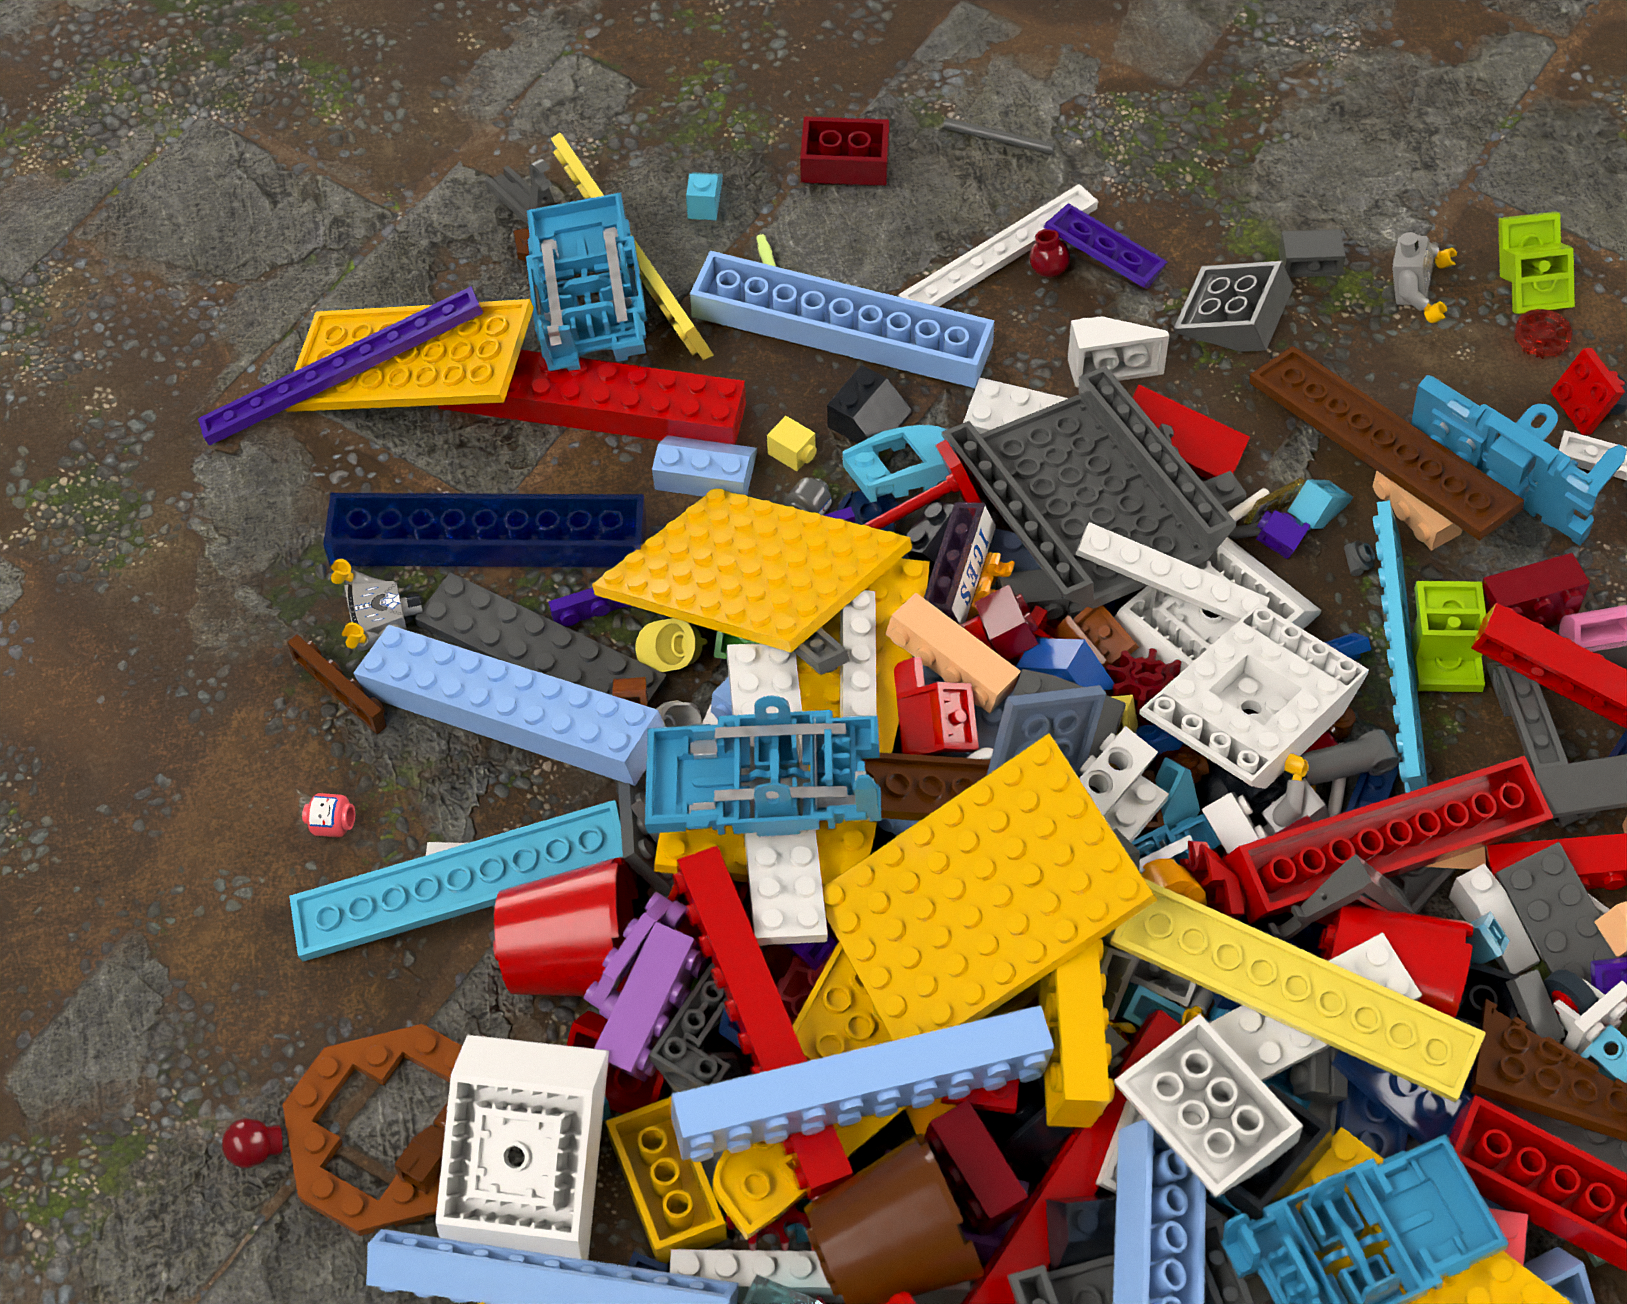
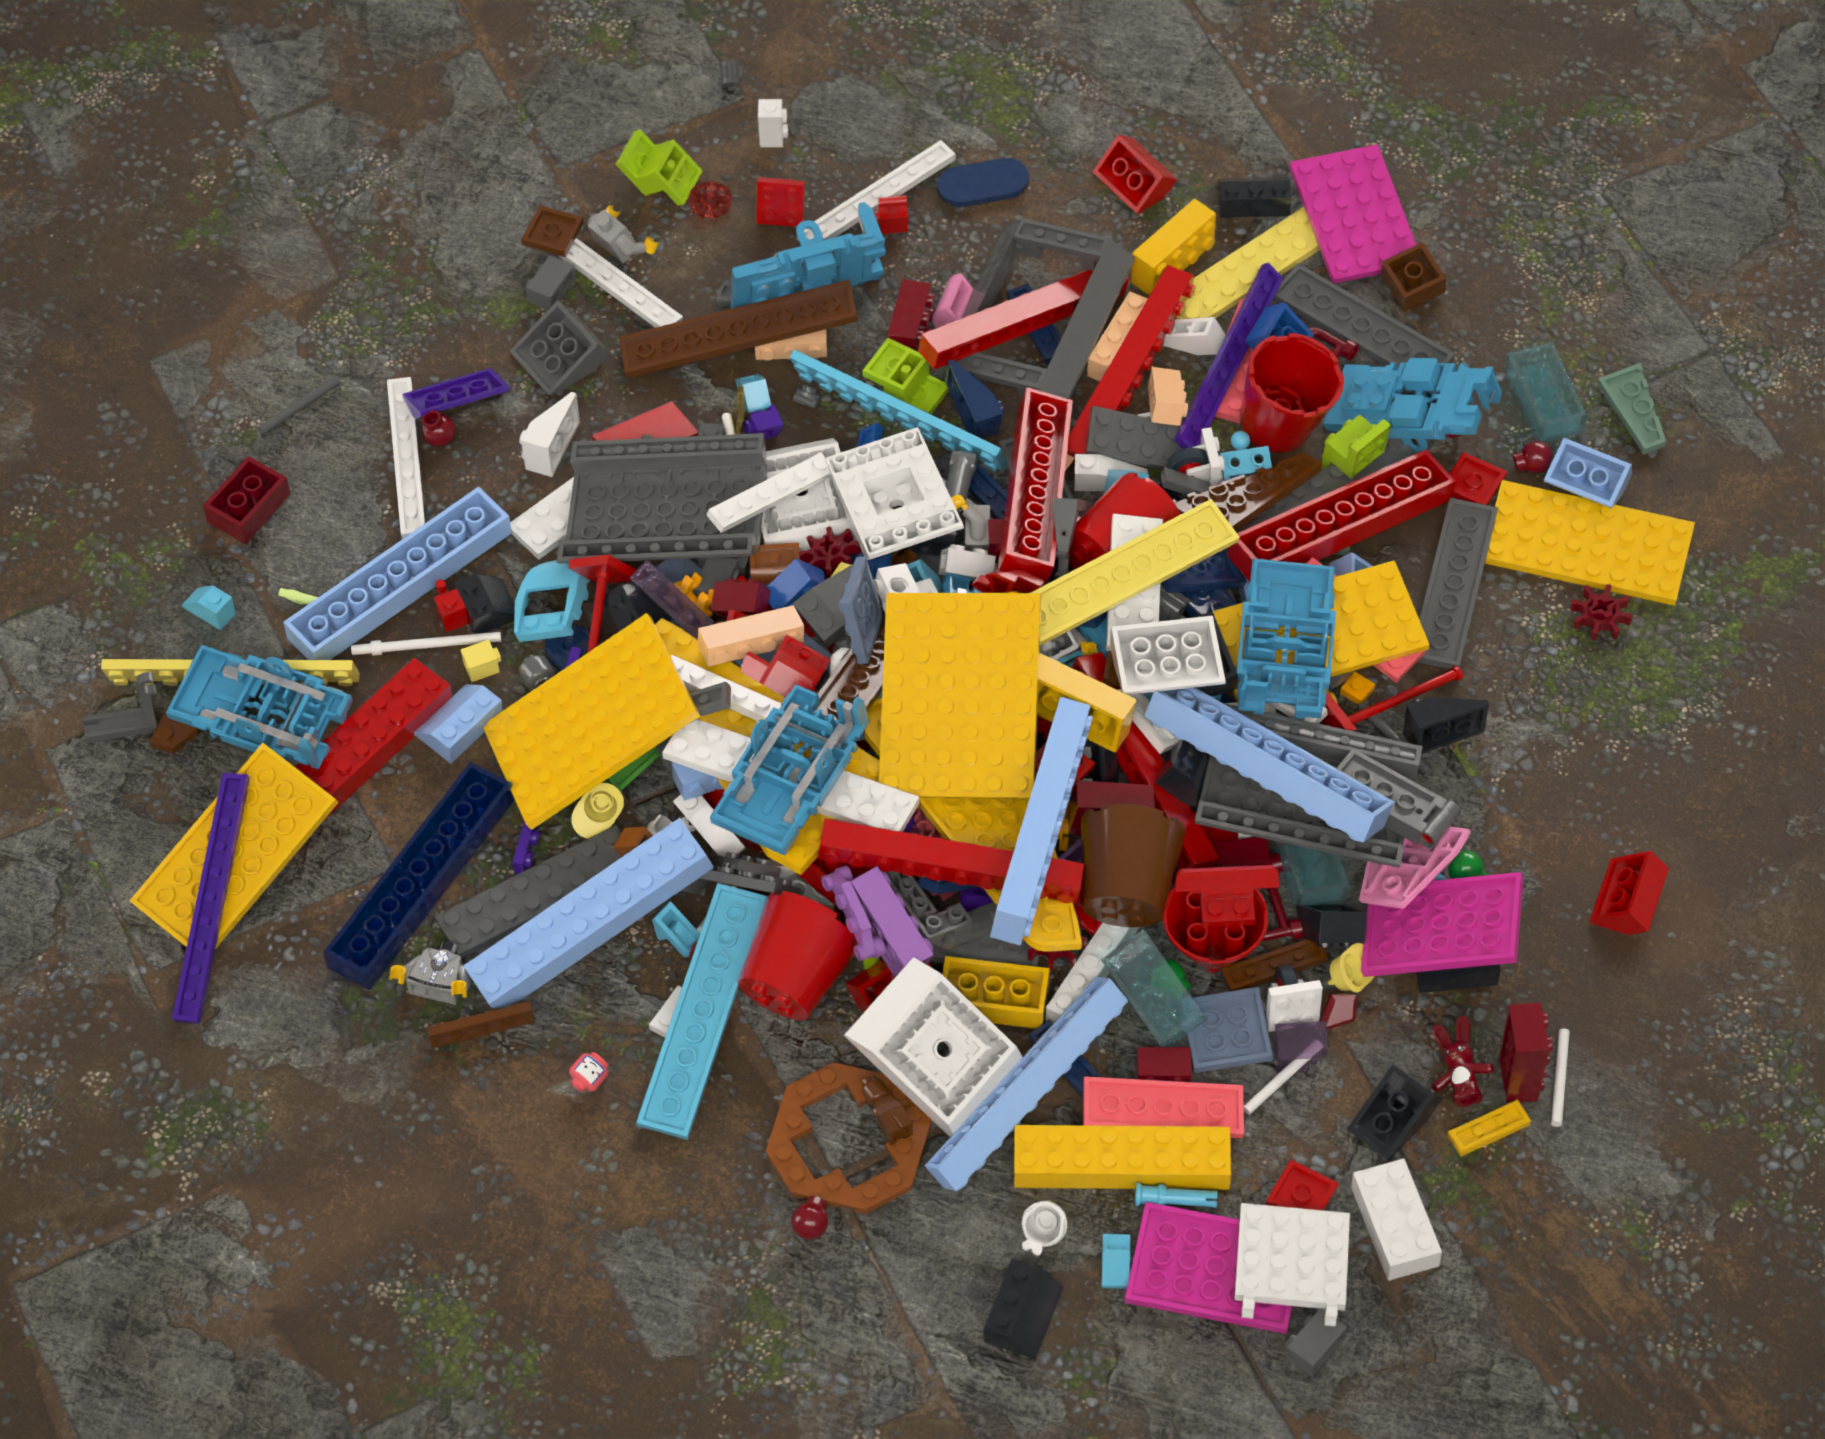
camera: 60 degrees left, 0 degrees up
(559, 792) = (674, 927): none -> medium azure slope
(751, 352) = (377, 647): none -> white bar
(833, 377) = (450, 607): none -> red brick
(1363, 295) = (620, 286): none -> white plate
(1372, 215) = (552, 231): none -> reddish brown plate
(1462, 731) = (974, 402): none -> dark blue slope

